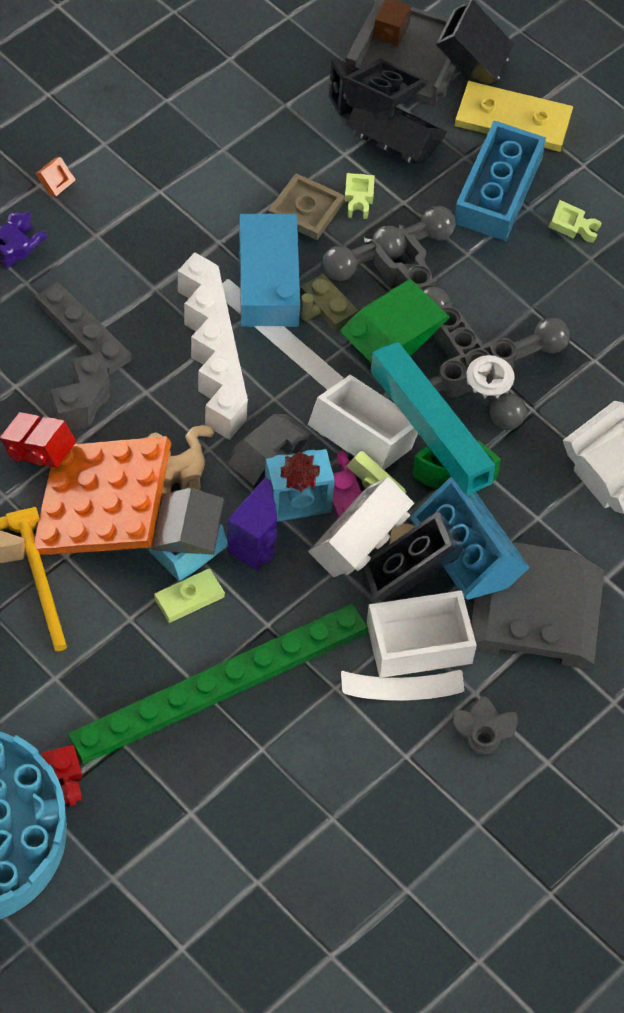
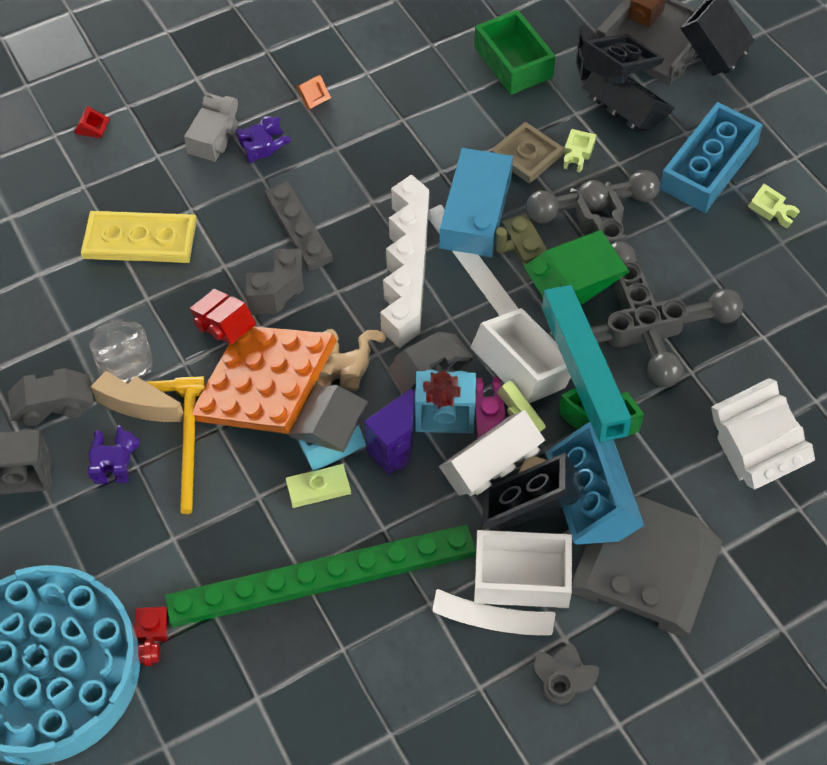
camera: 20 degrees right, 0 degrees up
(263, 96) = (514, 51): none -> green piece
(479, 370) = (646, 324): white gear -> none
(486, 104) = (747, 99): light yellow plate -> none

